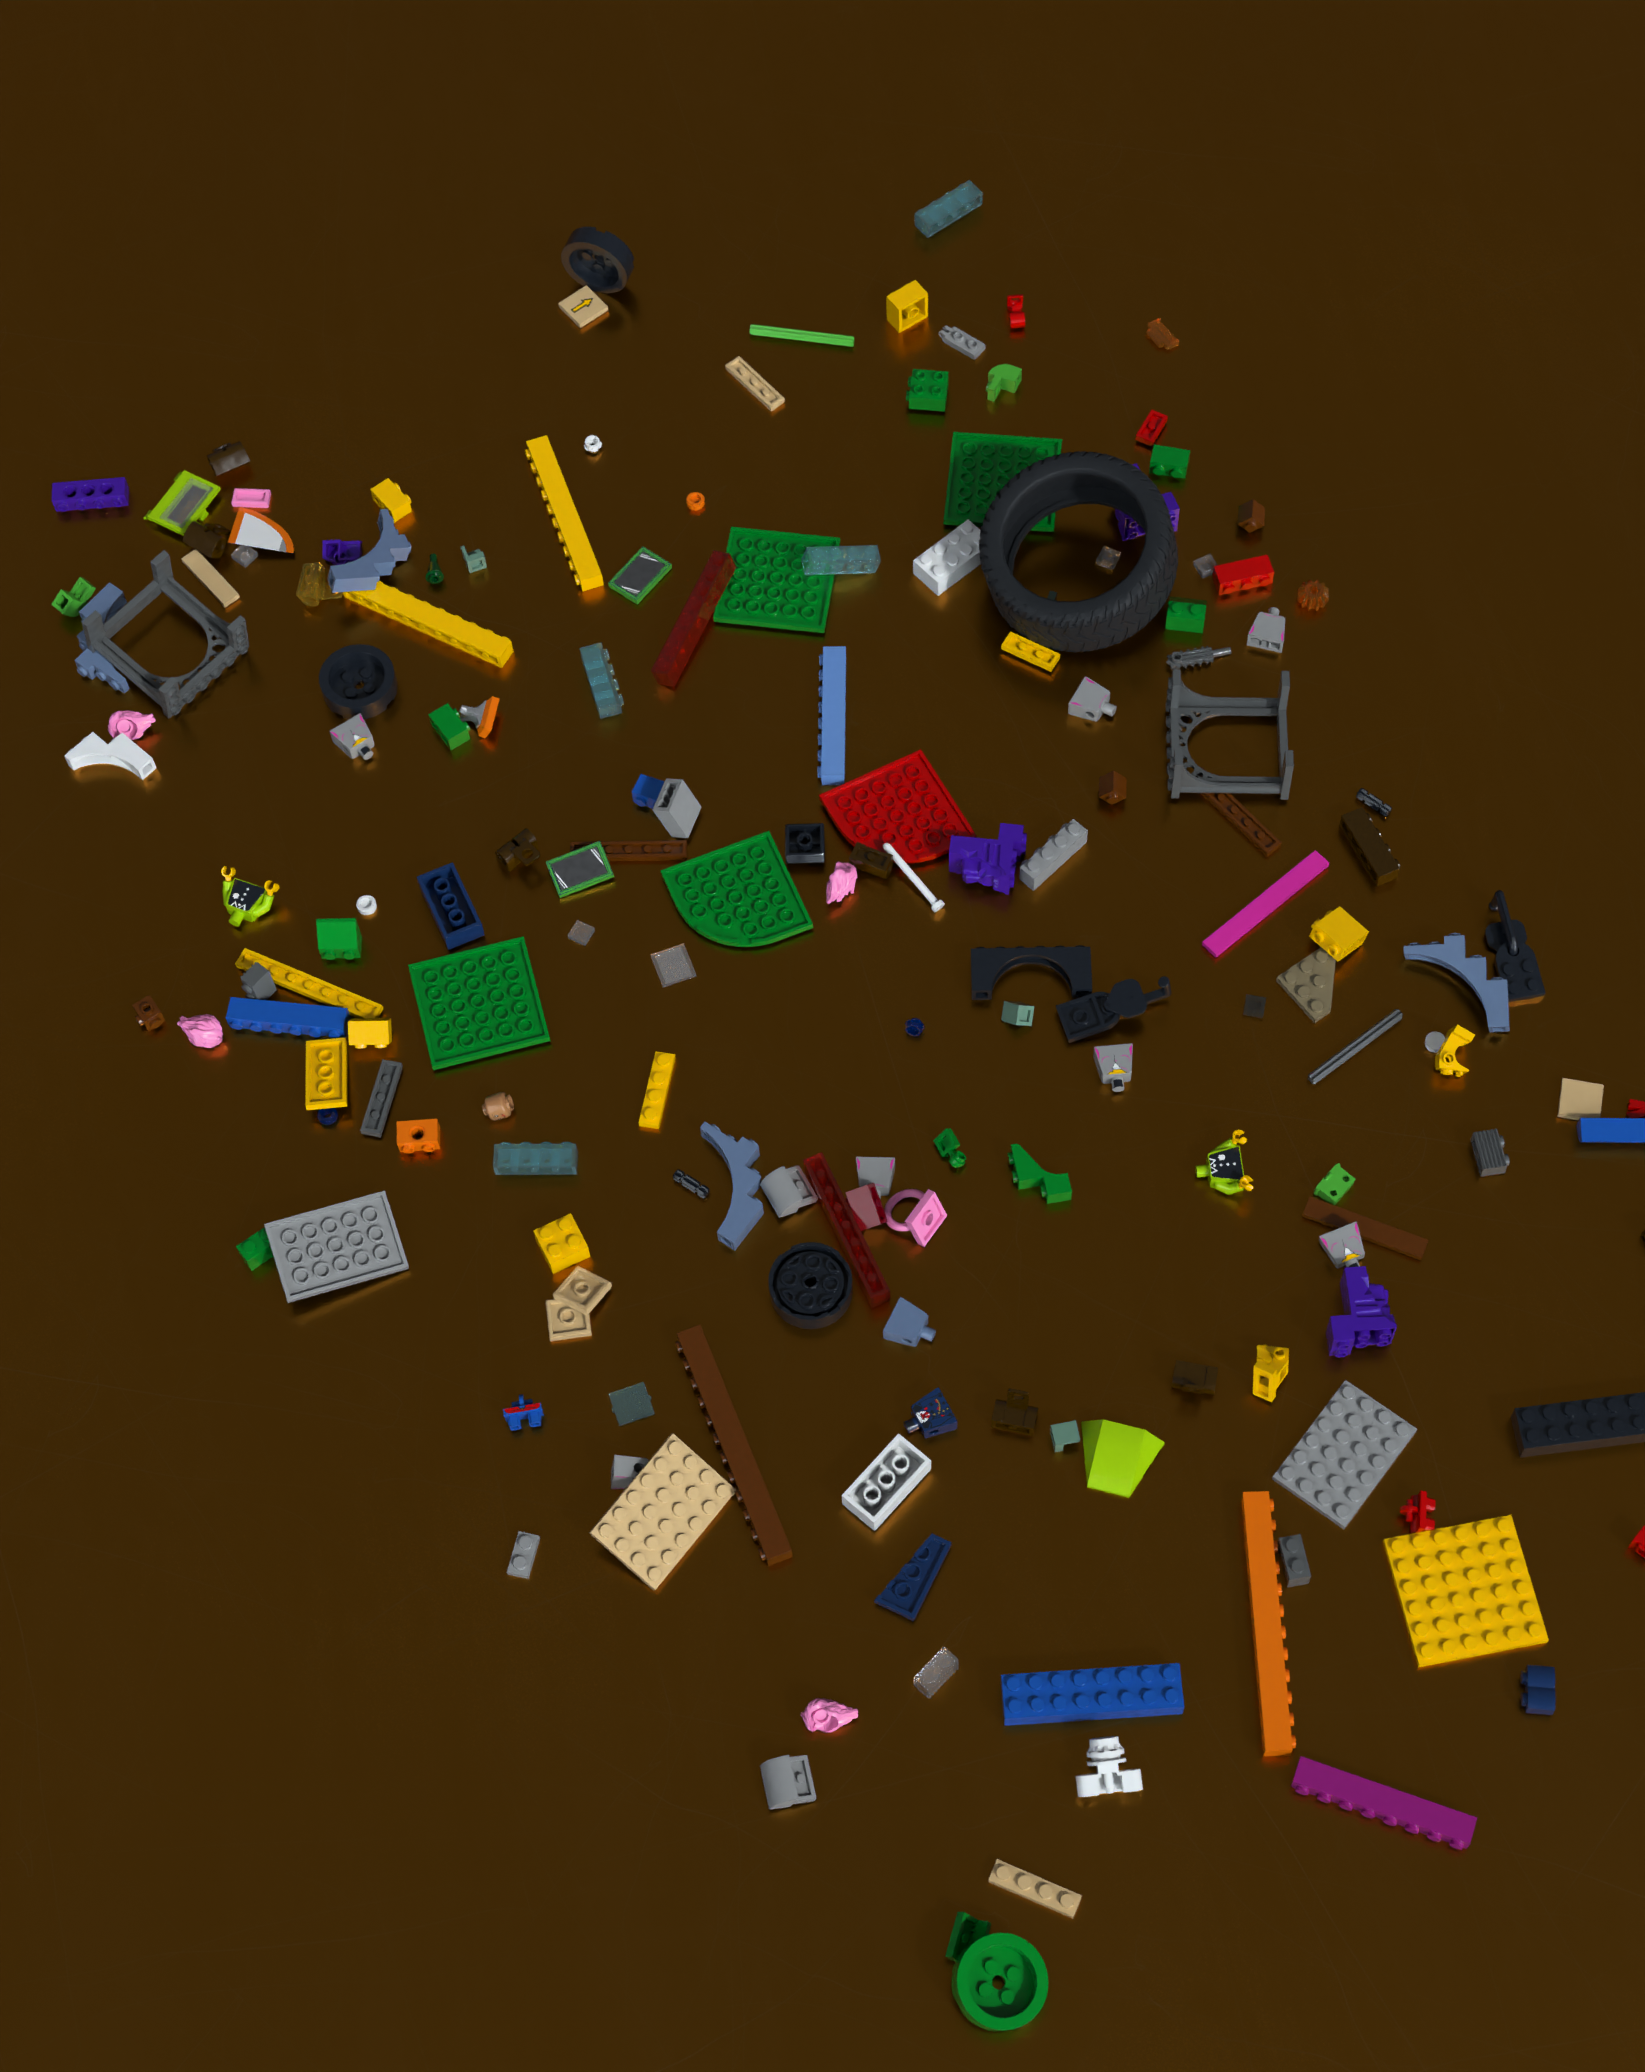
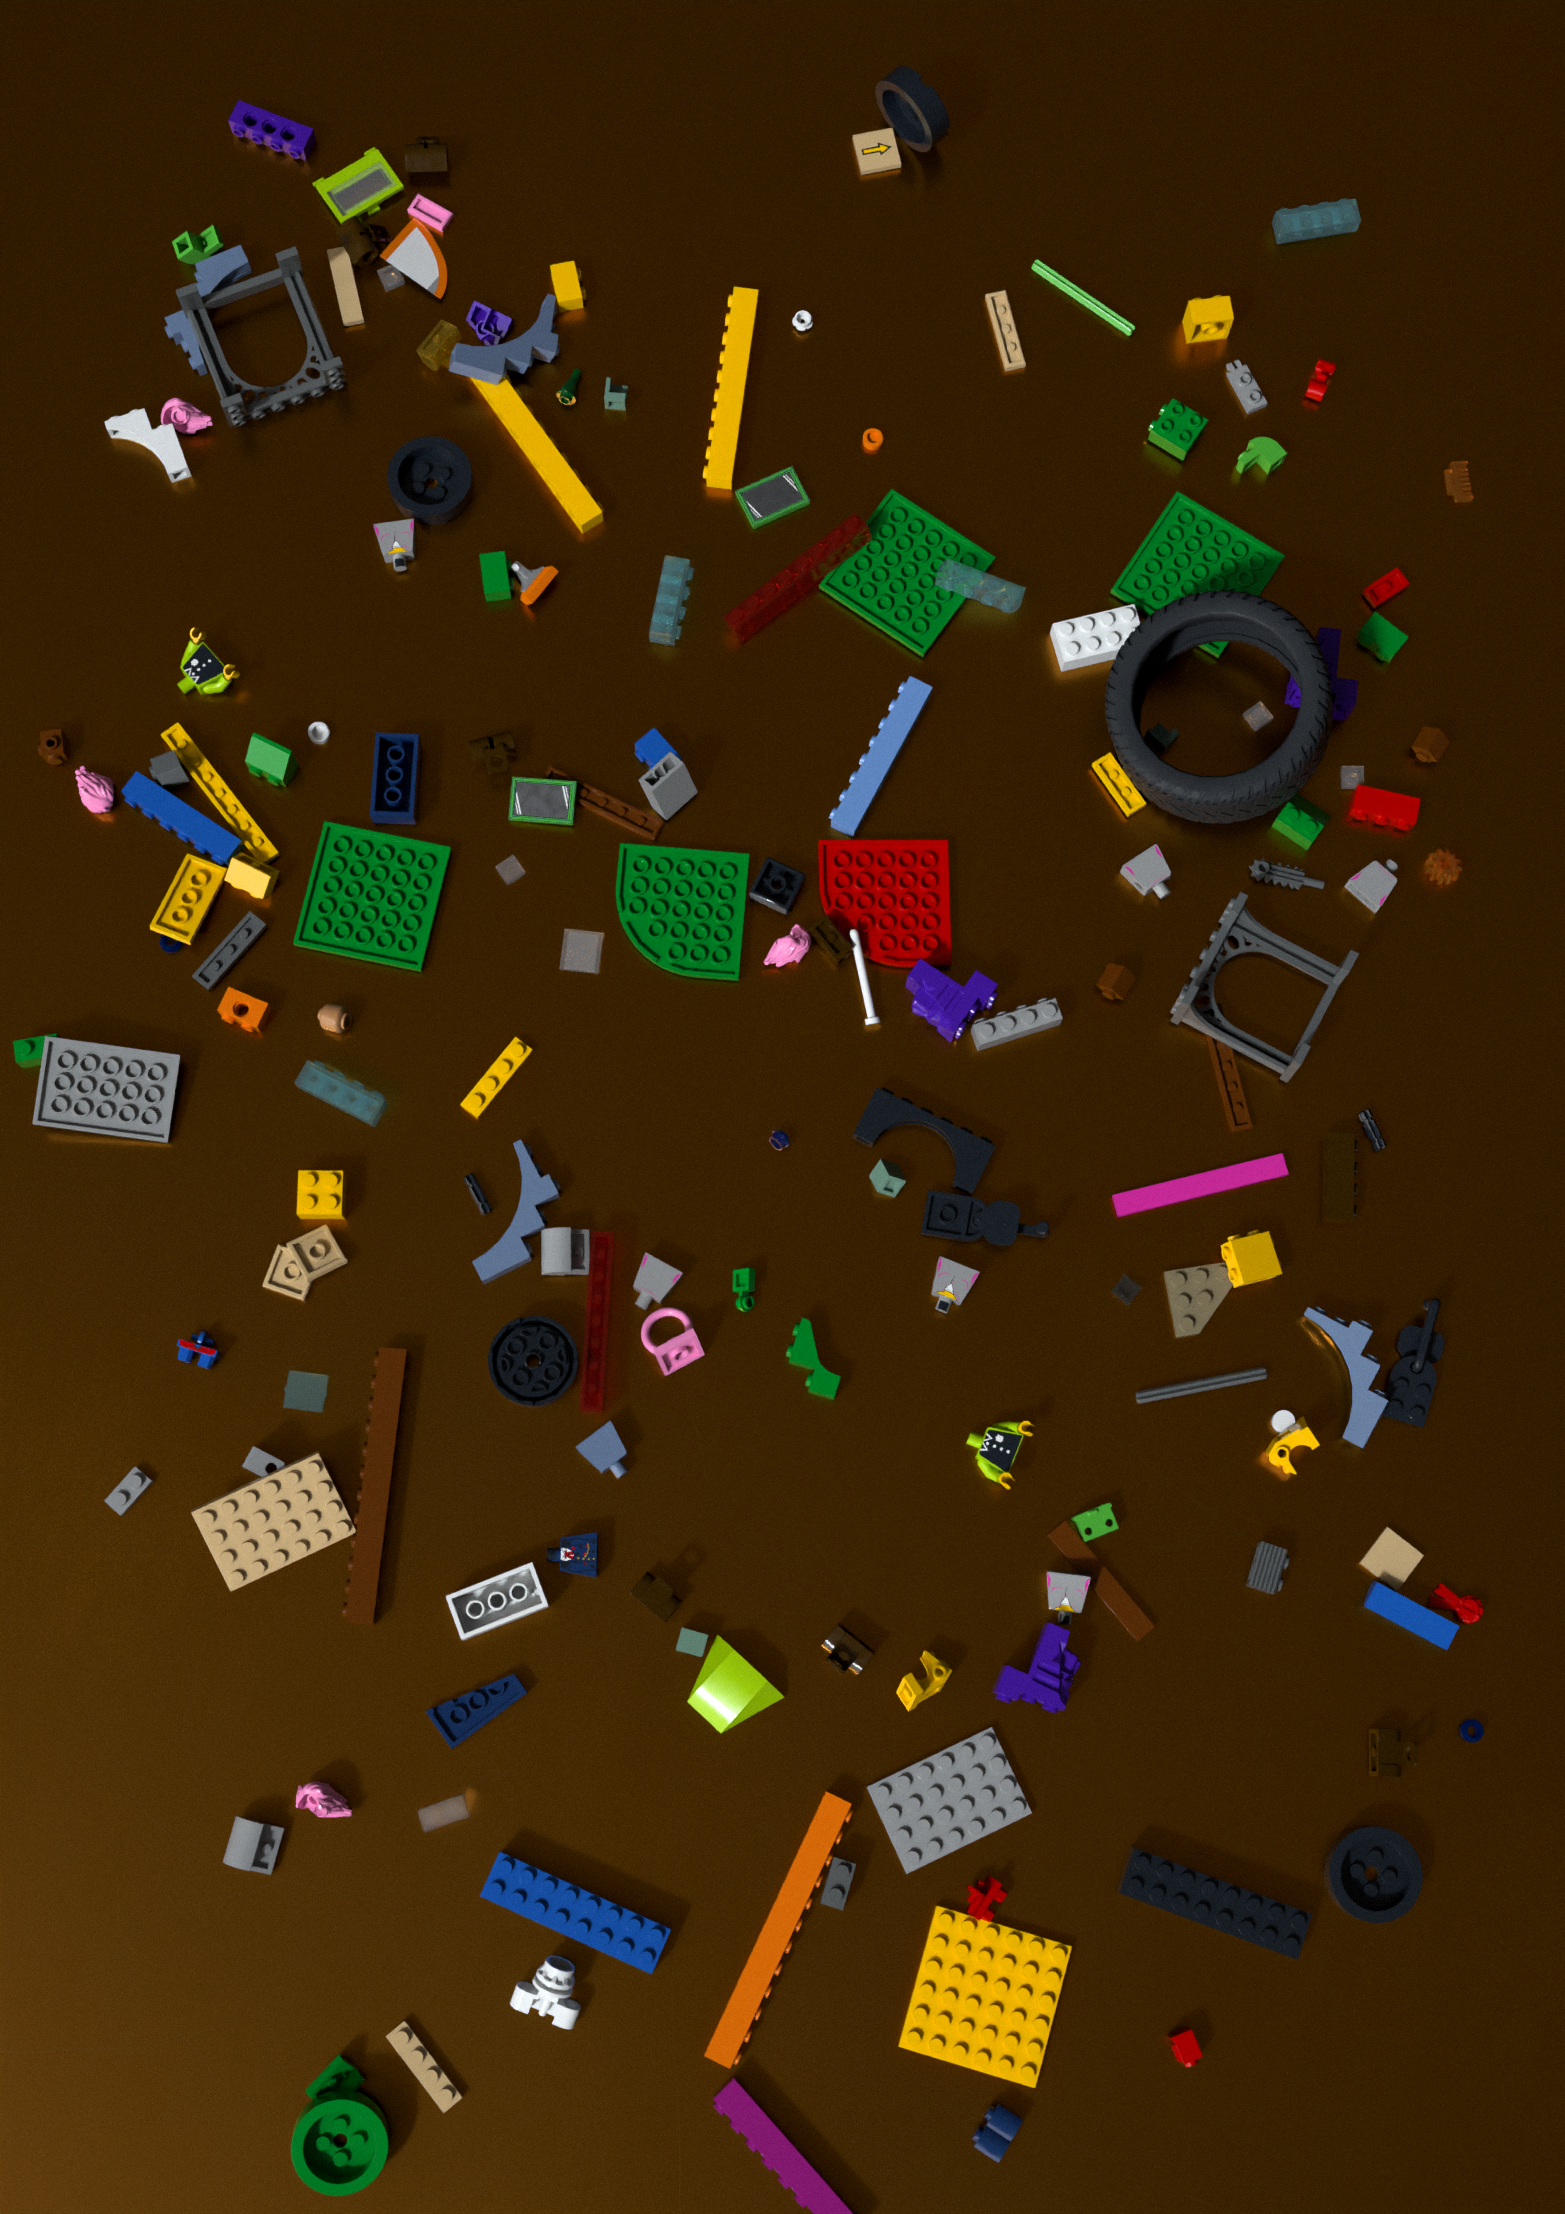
camera: 20 degrees right, 15 degrees up
(866, 1206) = (627, 1310): dark red brick -> none

